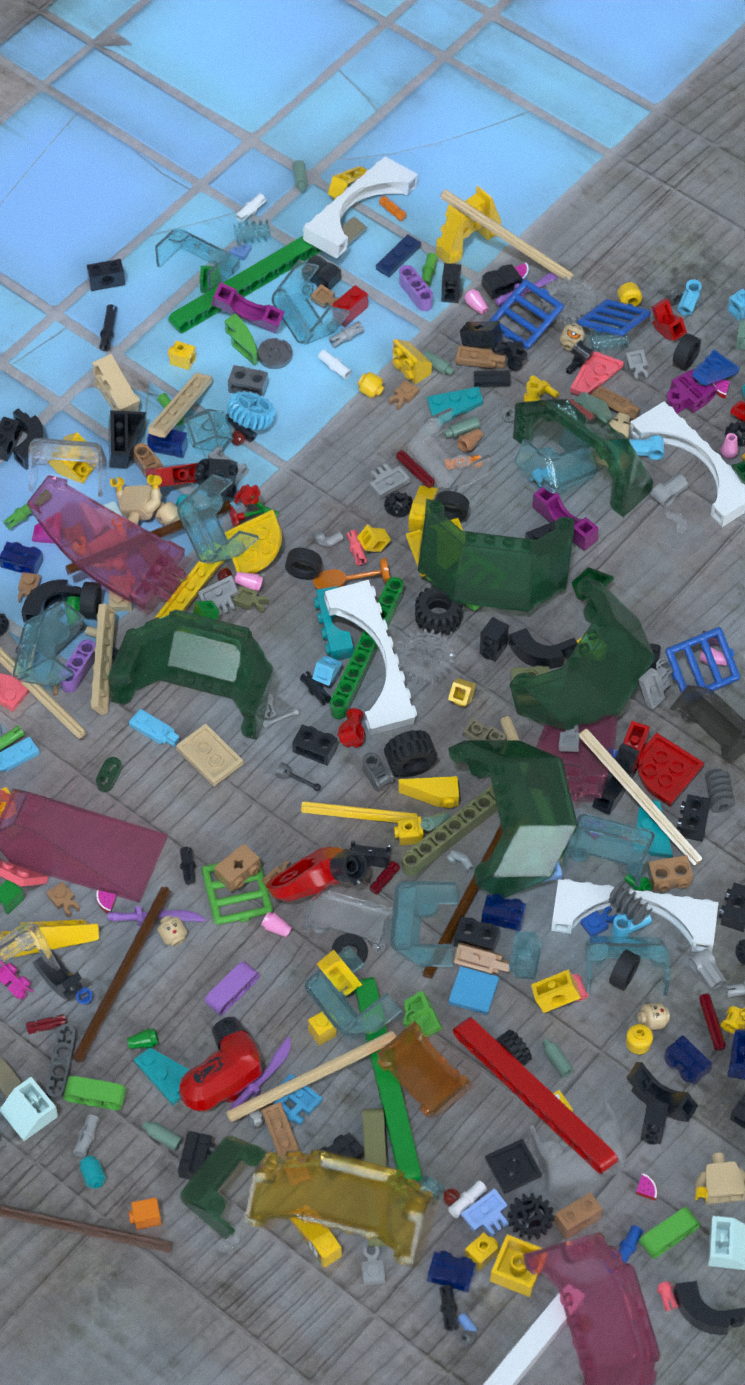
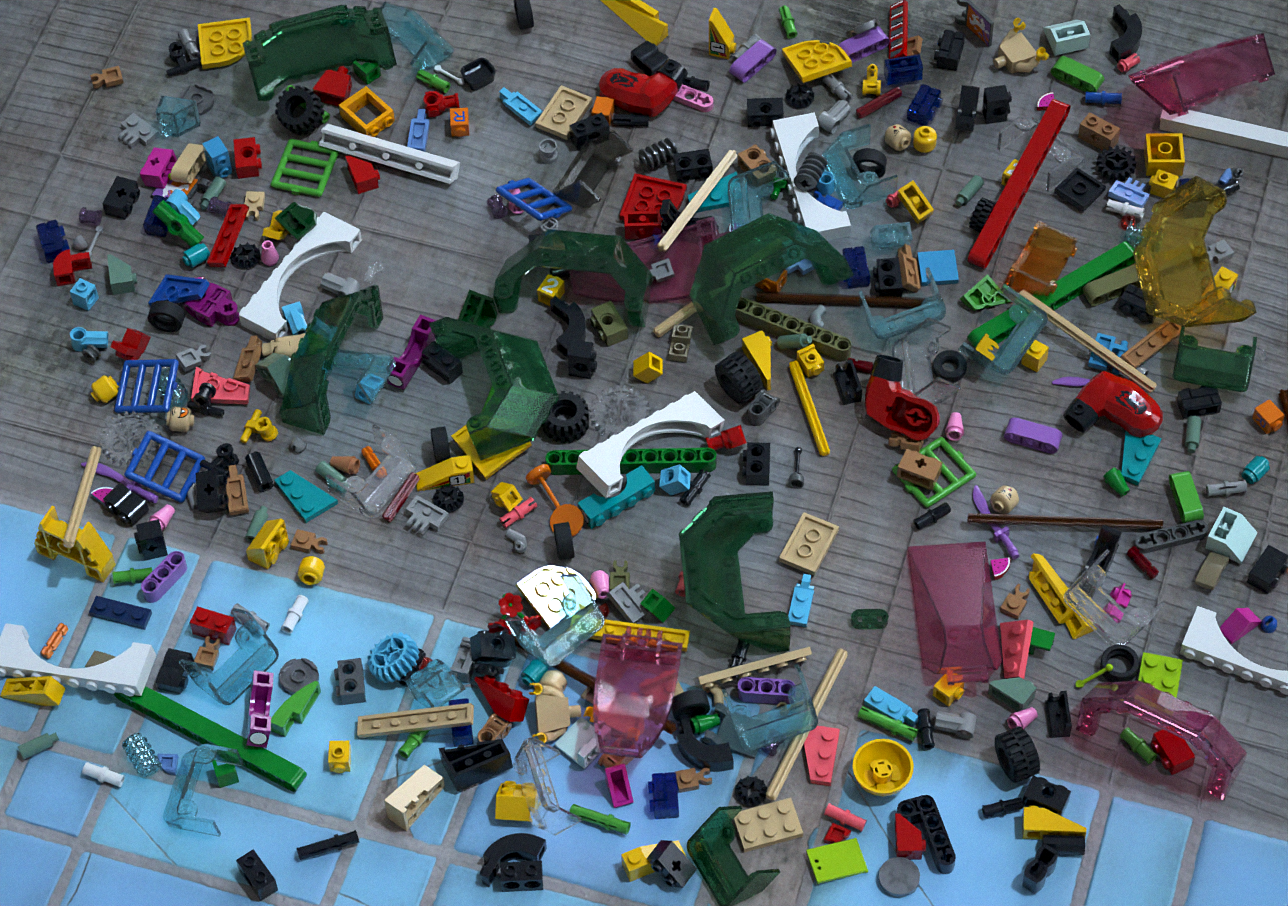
camera: 110 degrees left, 0 degrees up
(653, 685) = (574, 224): light grey hinge -> none

